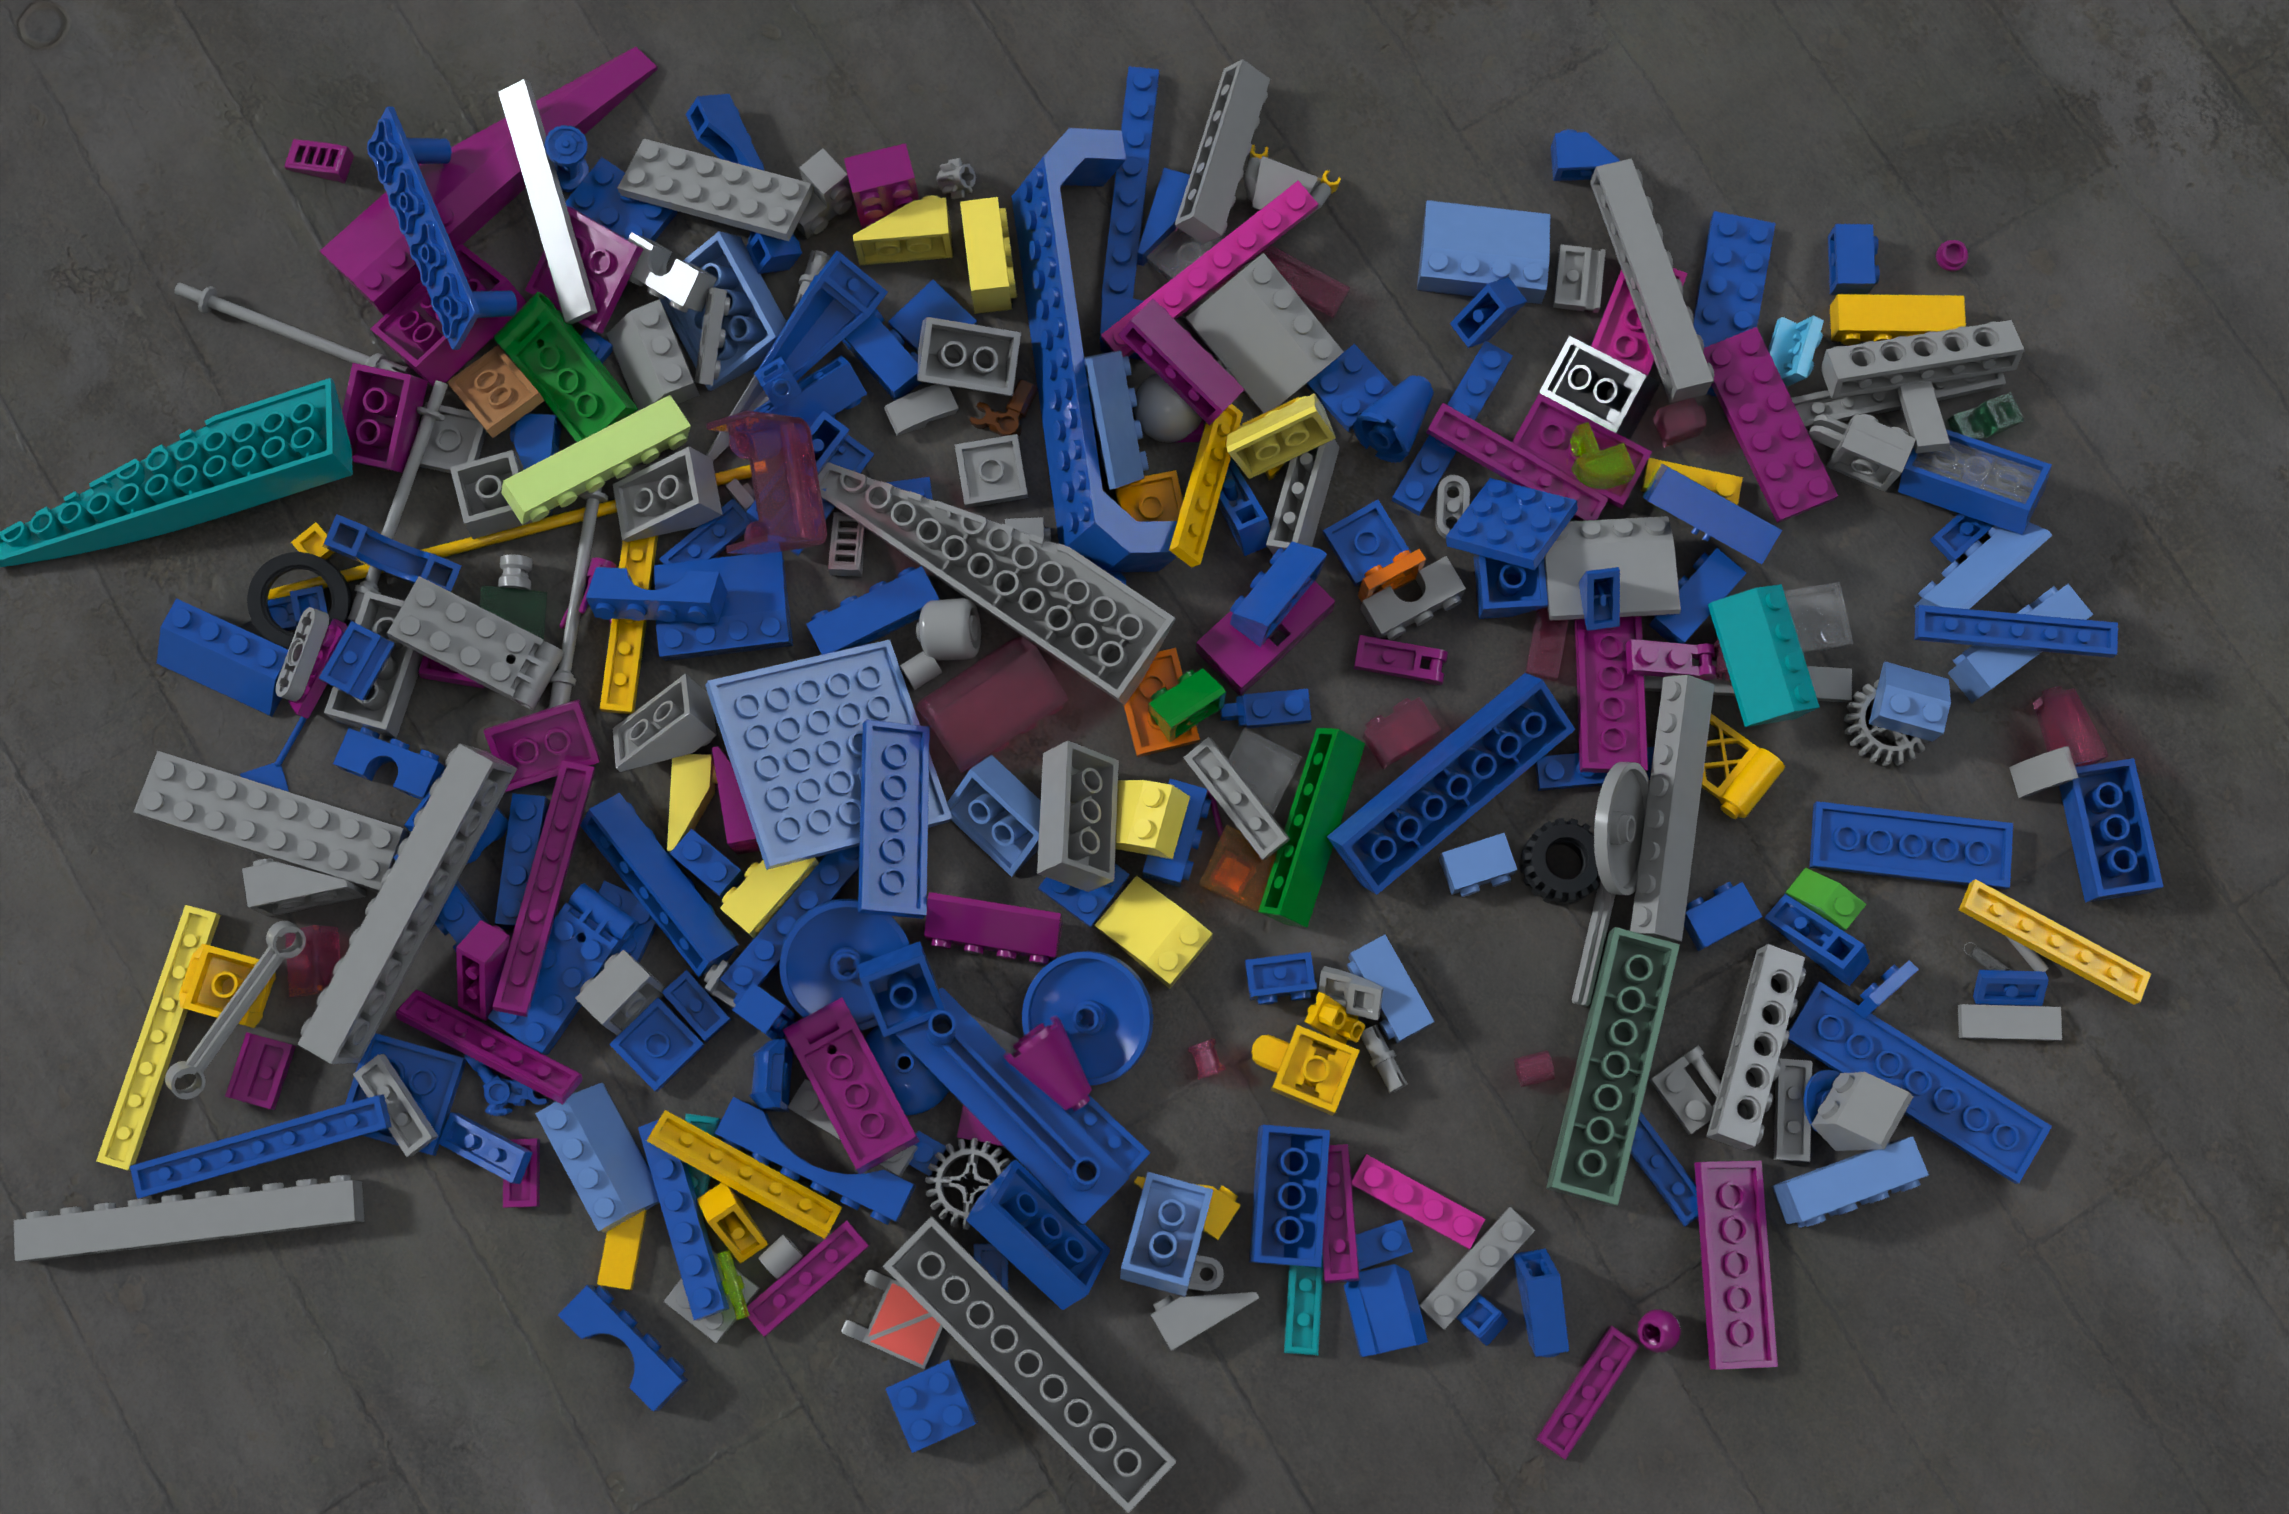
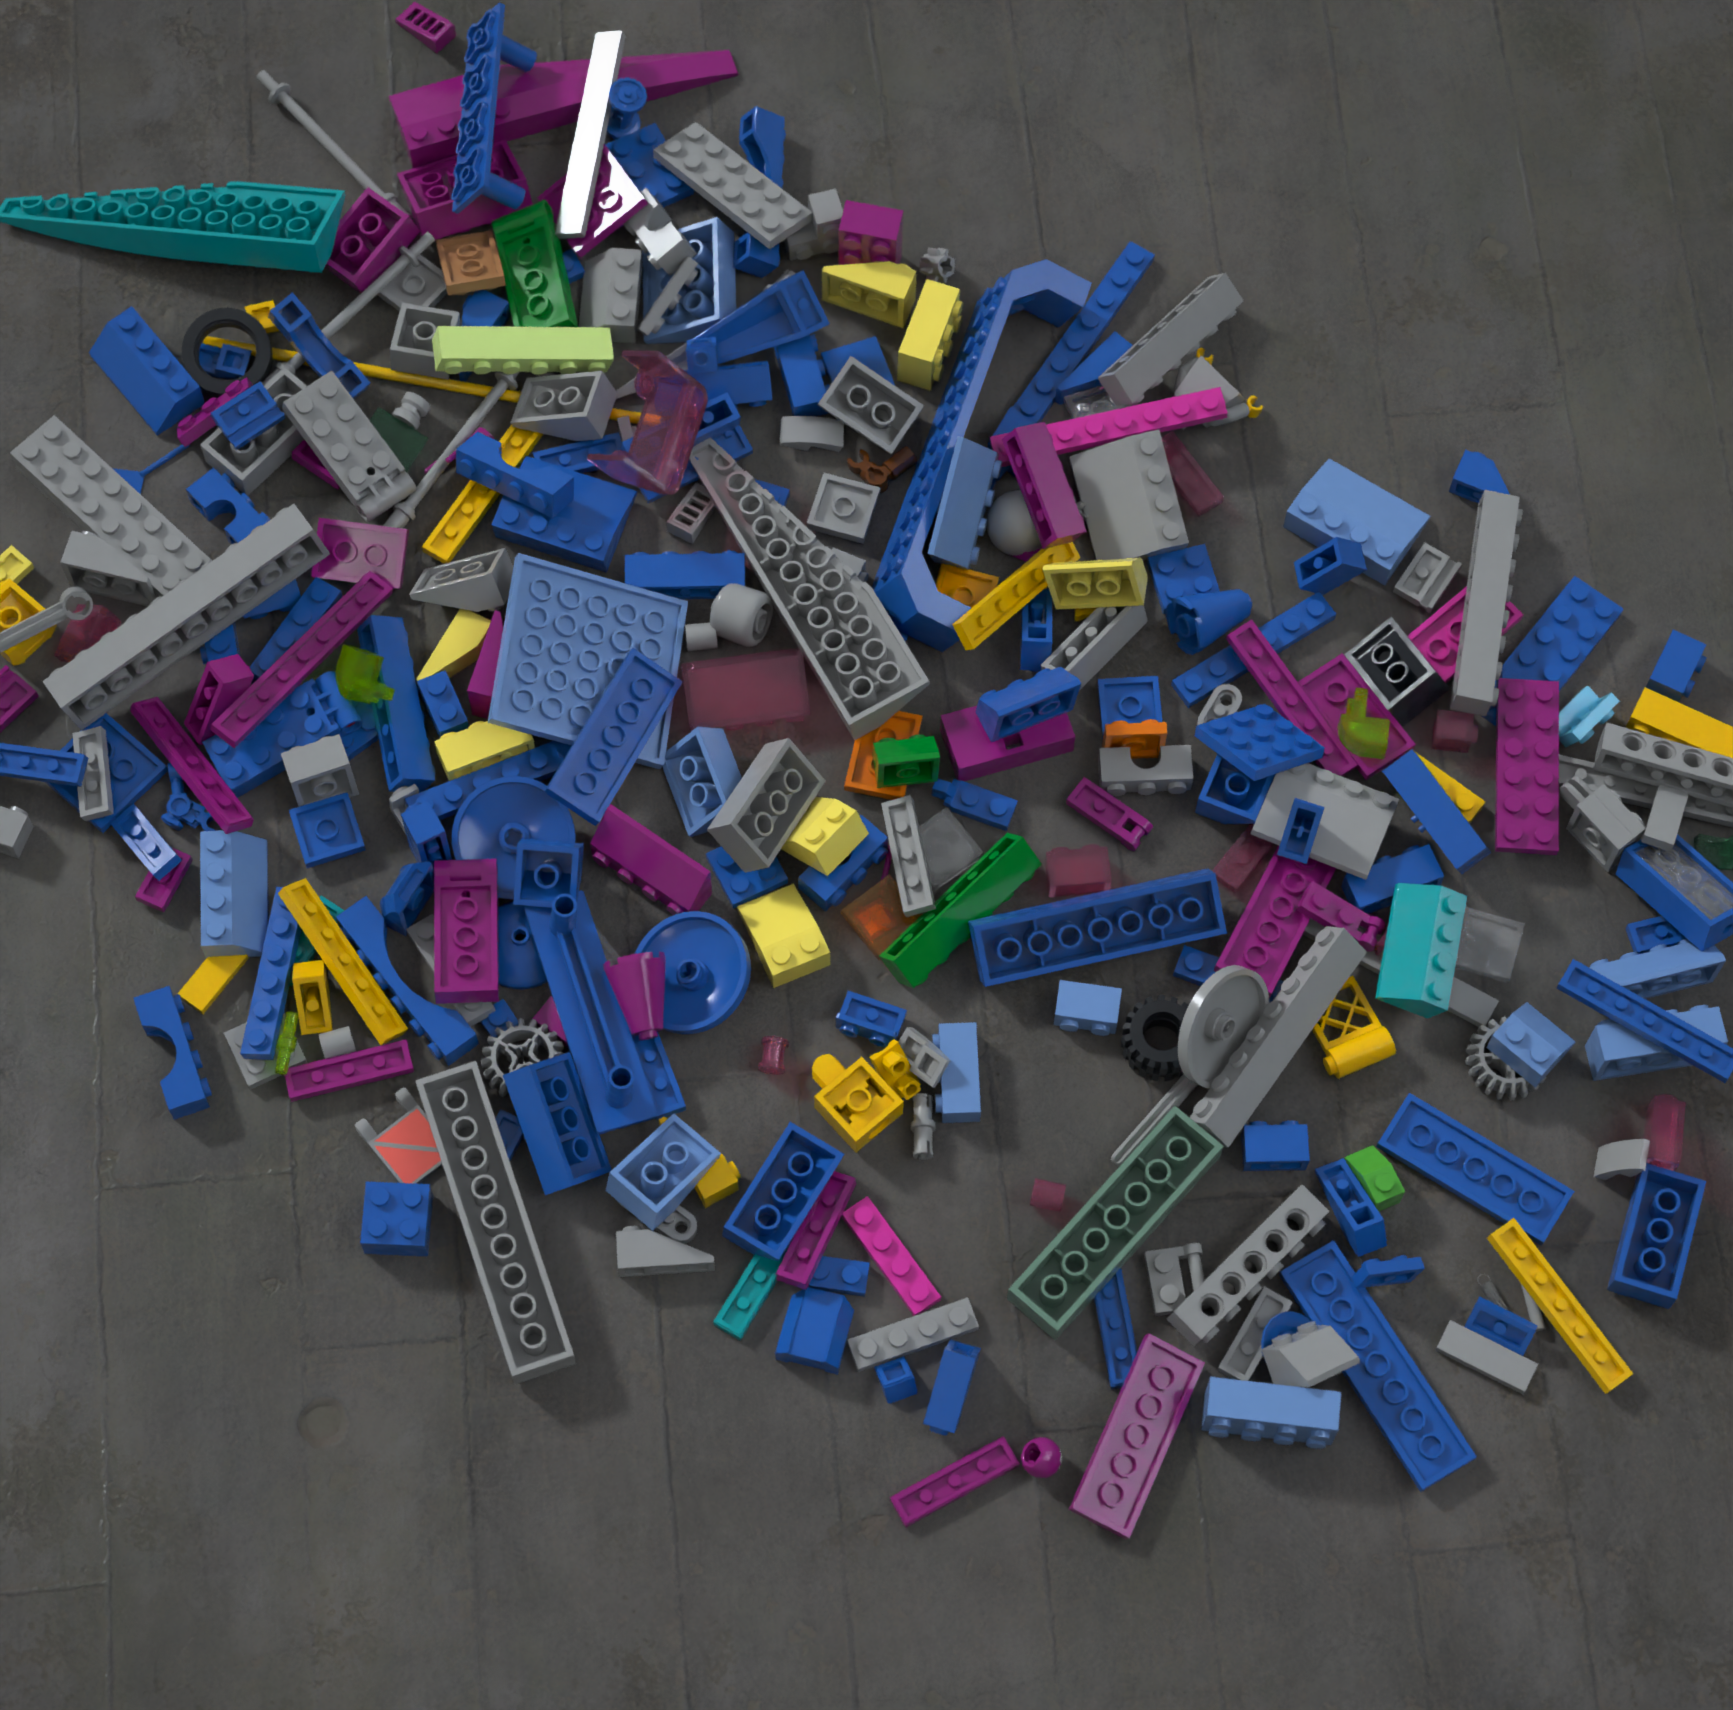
camera: 25 degrees right, 10 degrees down
(302, 654) = (207, 392): light grey beam -> none
(609, 879) = (358, 675): none -> clear neon green brick
(696, 1006) = (375, 815): blue plate -> none

